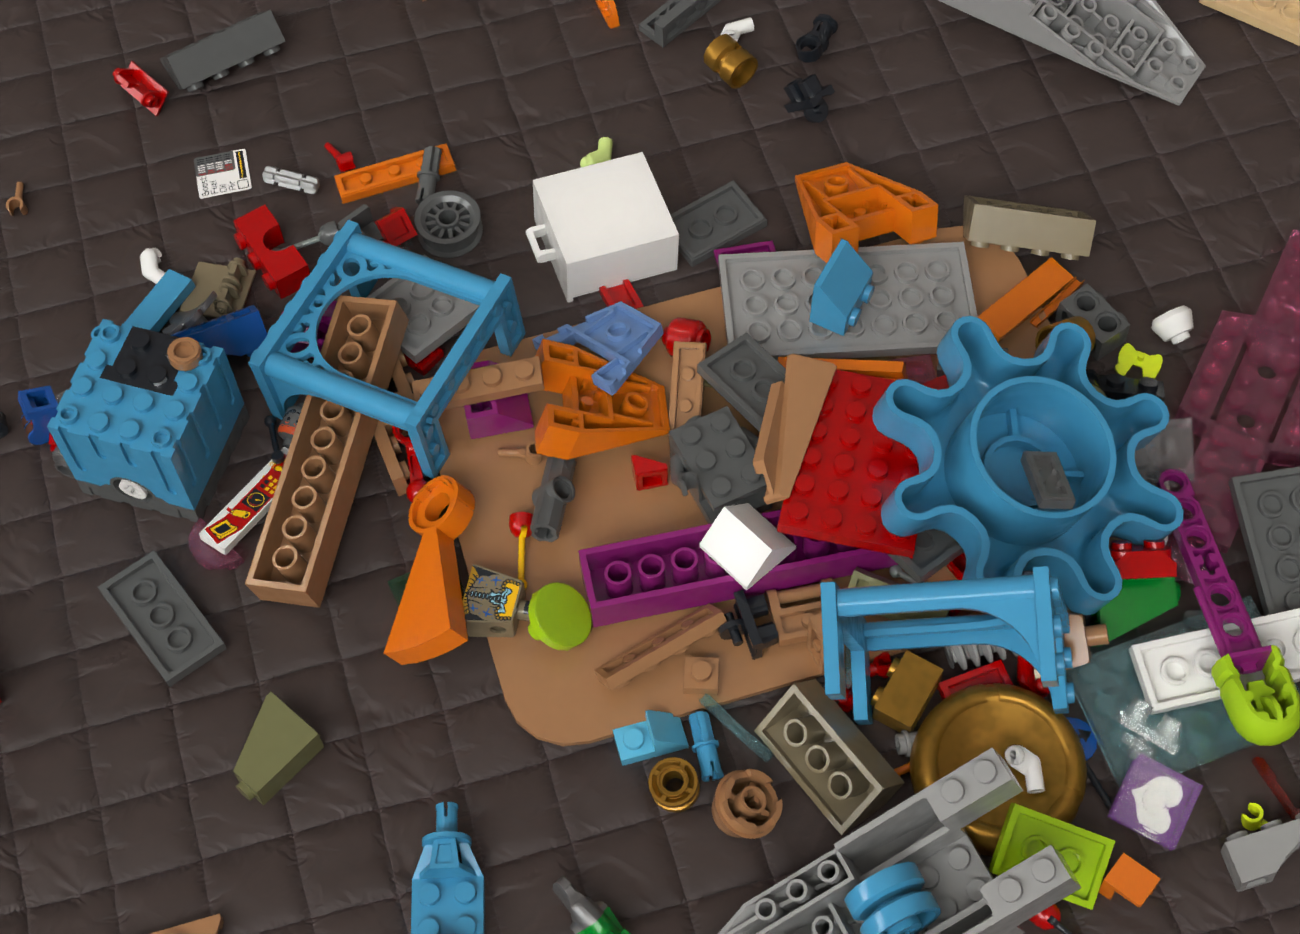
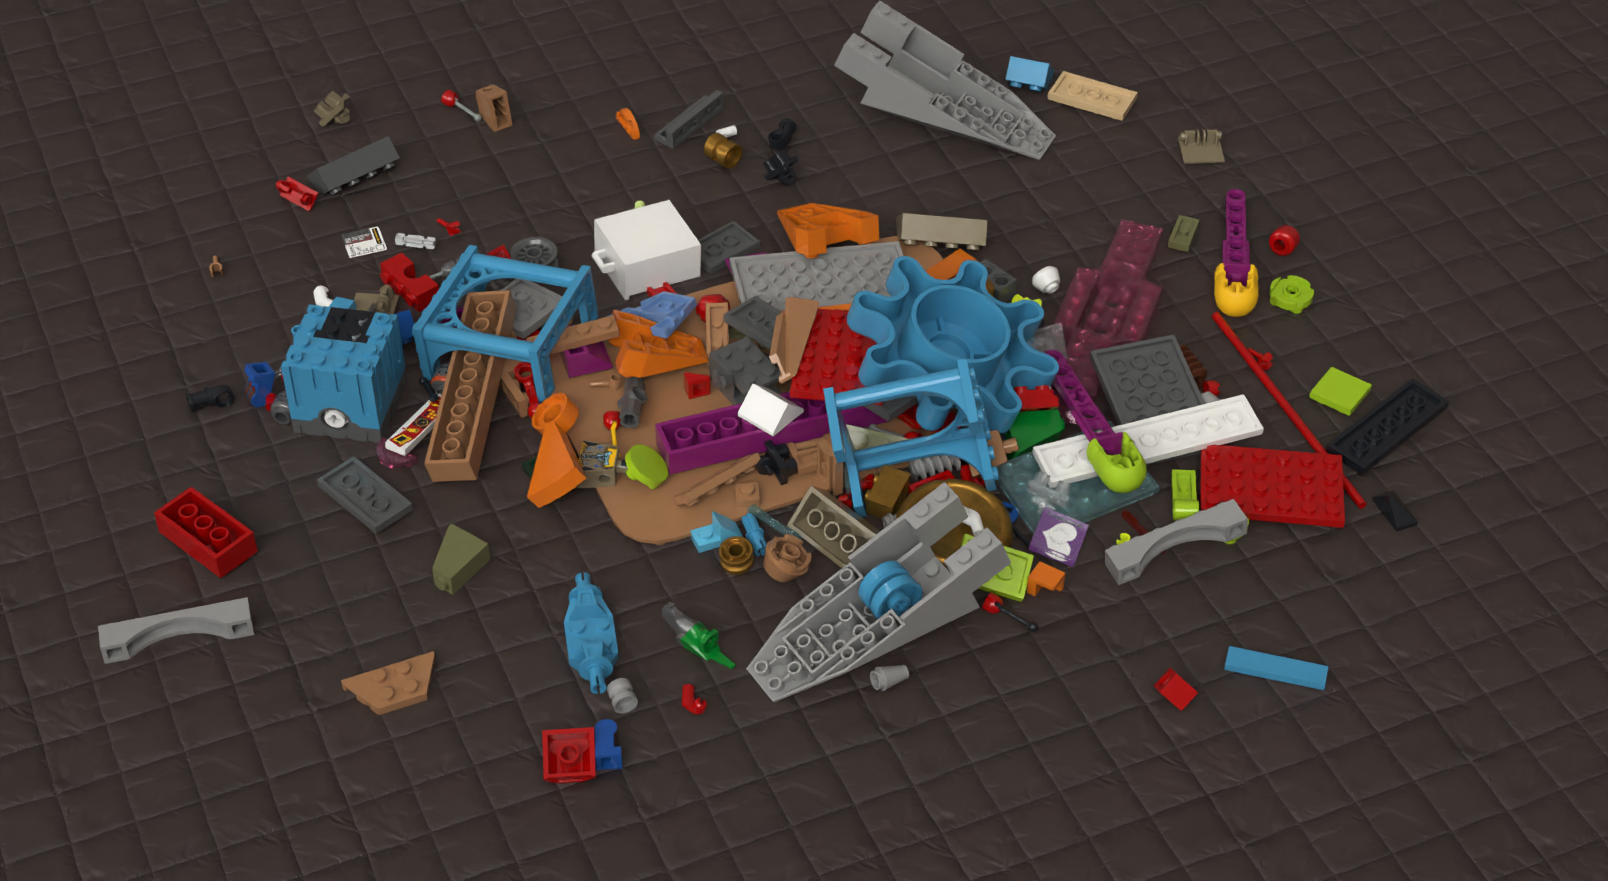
camera: 10 degrees left, 15 degrees down
(184, 353) = (372, 317): medium nougat tile -> none
(387, 175) = (490, 232): orange tile -> none
(429, 174) = (516, 228): dark grey axle -> none
(841, 290) = (817, 267): dark azure slope -> none
(1047, 480) = (965, 342): flat silver plate -> none

